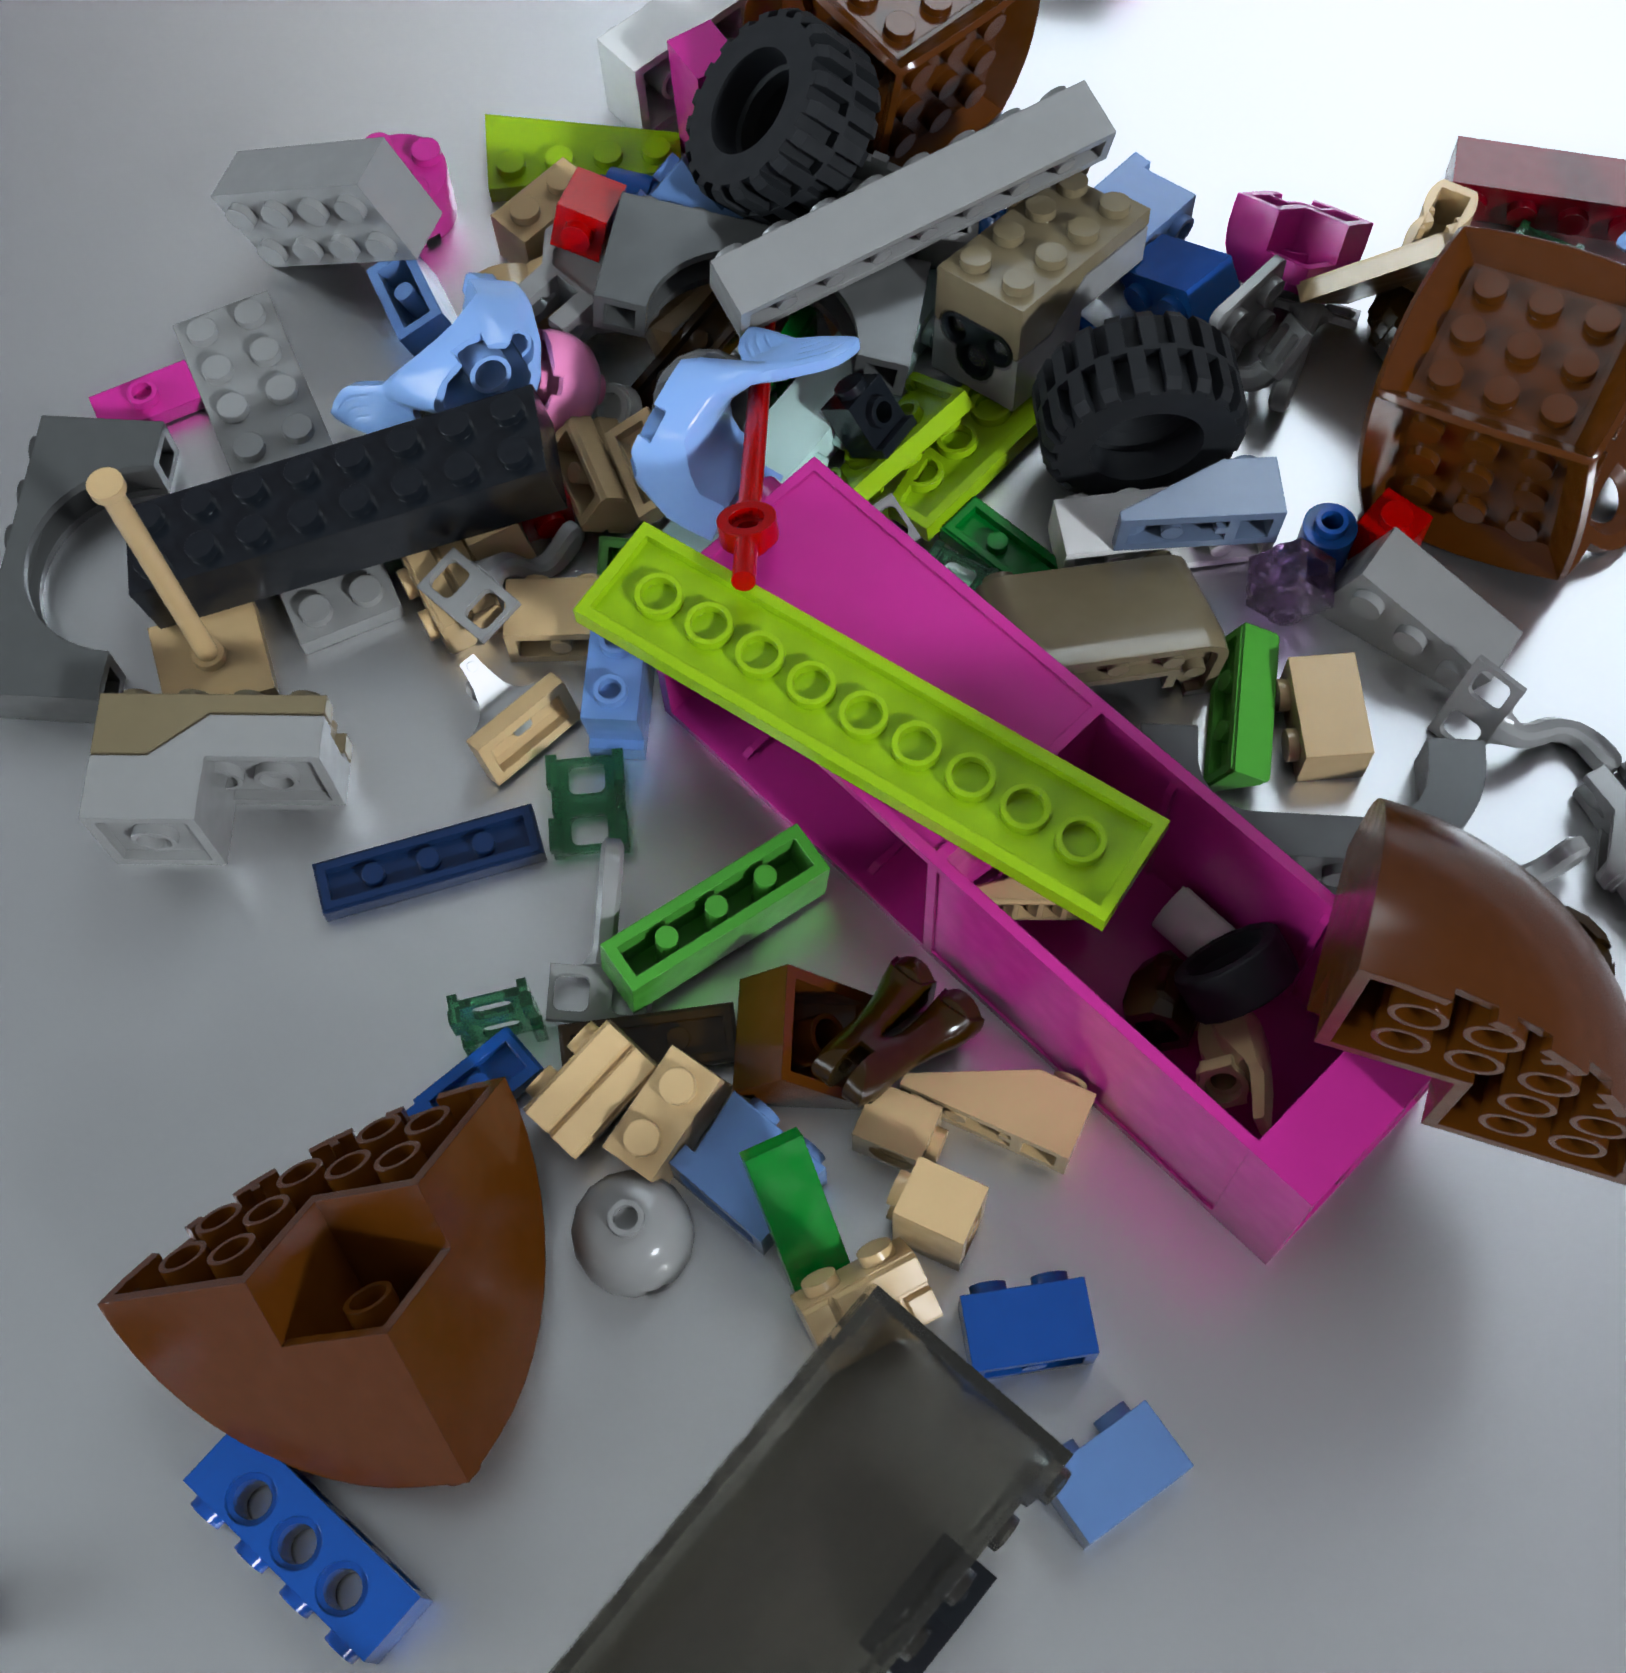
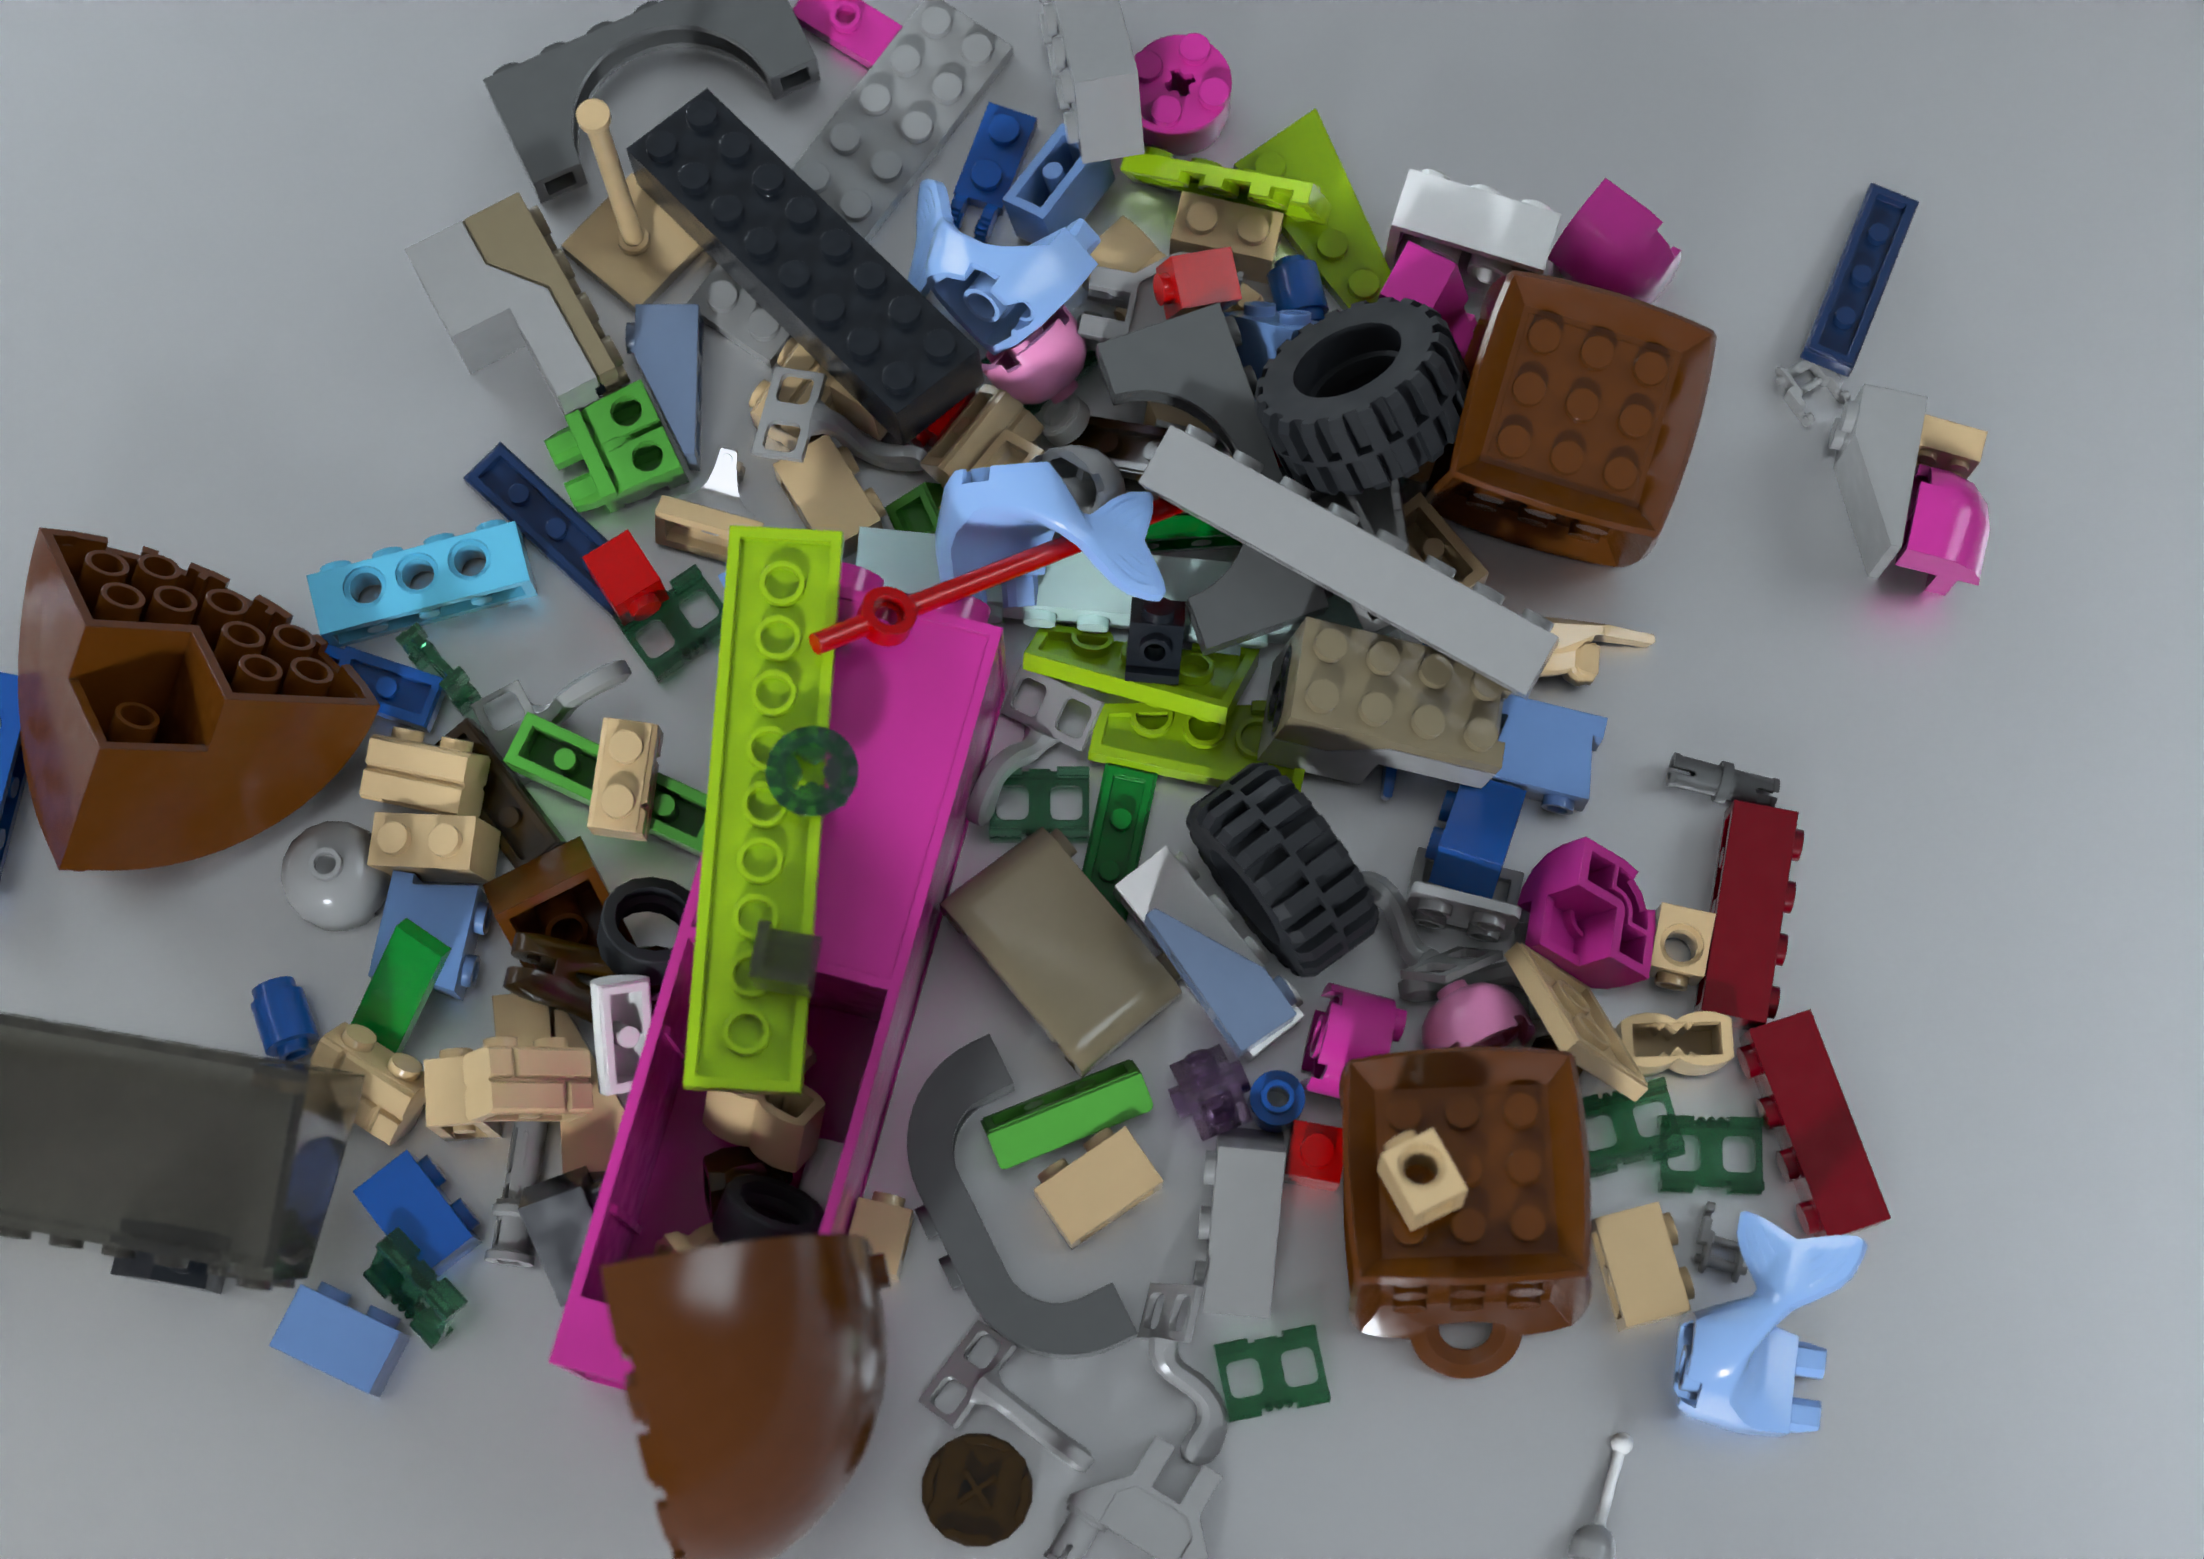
camera: 55 degrees right, 10 degrees up
(348, 348) = (992, 166): none -> blue hinge
(361, 684) = (670, 358): none -> sand blue slope
(394, 765) = (622, 449): none -> bright green hips
(411, 913) = (450, 594): none -> medium azure brick
(523, 809) = (626, 578): none -> red brick
(553, 135) = (1244, 186): none -> lime wing
(728, 881) = (625, 779): none -> tan brick
(748, 1358) = (283, 1019): none -> blue brick
(879, 628) = (813, 745): none -> clear green gear
(888, 981) = (638, 896): none -> black tyre
(970, 1018) = (620, 1028): none -> white brick
(972, 1124) = (527, 1081): none -> tan brick
(1038, 760) = (784, 960): none -> clear smoke panel
(1069, 1230) = (511, 1239): none -> light grey pin
(1101, 1353) = (417, 1282): none -> clear green piece
(1126, 1179) = (558, 1221): none -> black slope
(1139, 934) = (774, 1127): none -> tan brick
(1227, 119) = (1721, 781): none -> dark grey pin
(1314, 451) = (1351, 1028): none -> dark pink brick
(1340, 364) = (1476, 1017): none -> bright pink cylinder
(1345, 150) = (1749, 907): none -> dark red brick
(1355, 193) = (1692, 927): none -> tan brick
(1532, 359) = (1421, 1202): none -> tan brick
(1580, 674) = (1275, 1389): none -> clear green piece

